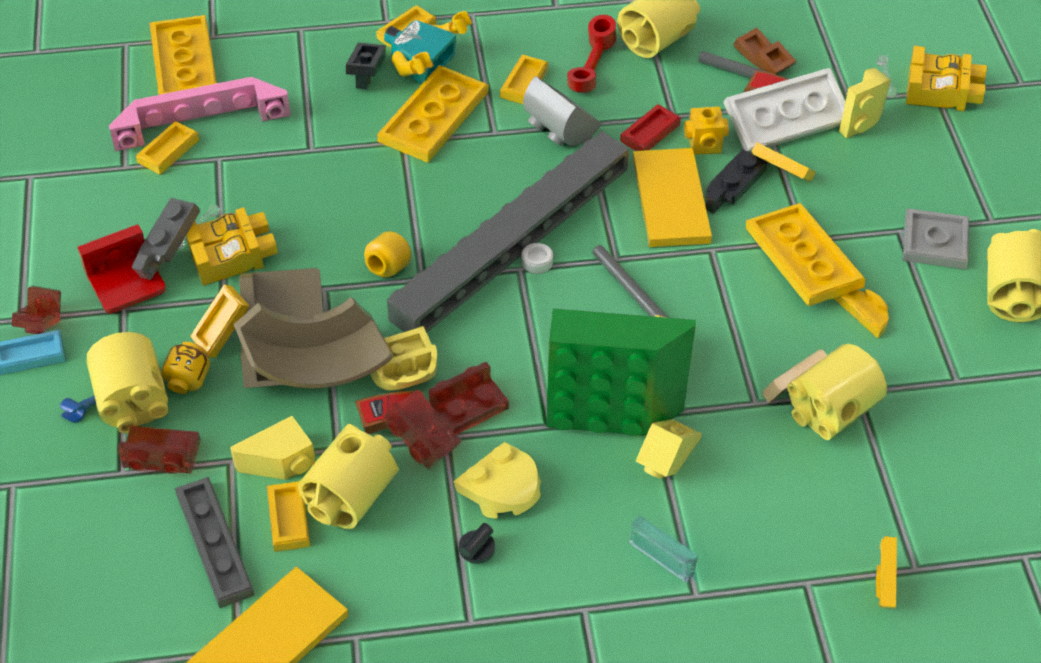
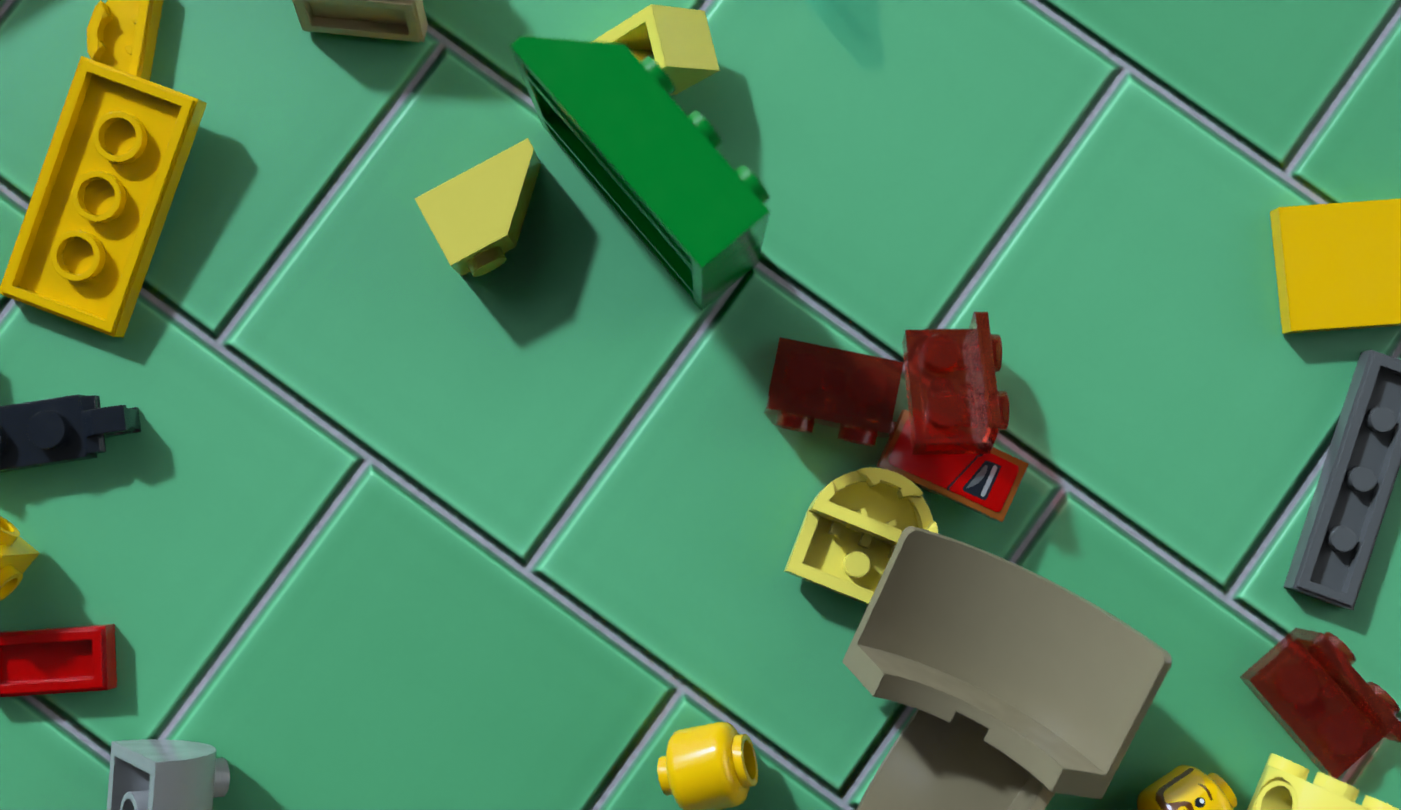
camera: 135 degrees left, 35 degrees up
(275, 452) = (1173, 536): light yellow slope -> none
(287, 517) = (1229, 429): yellow tile -> none
(348, 477) = (1137, 384): light yellow cylinder -> none
(477, 545) = (1033, 153): black plate -> none
(502, 482) = (912, 216): light yellow slope -> none
(504, 236) = (474, 640): dark grey brick -> none
(537, 258) = (485, 562): white tile -> none
(627, 282) = (408, 371): dark grey bar -> none
(671, 197) = (166, 493): yellow tile -> none

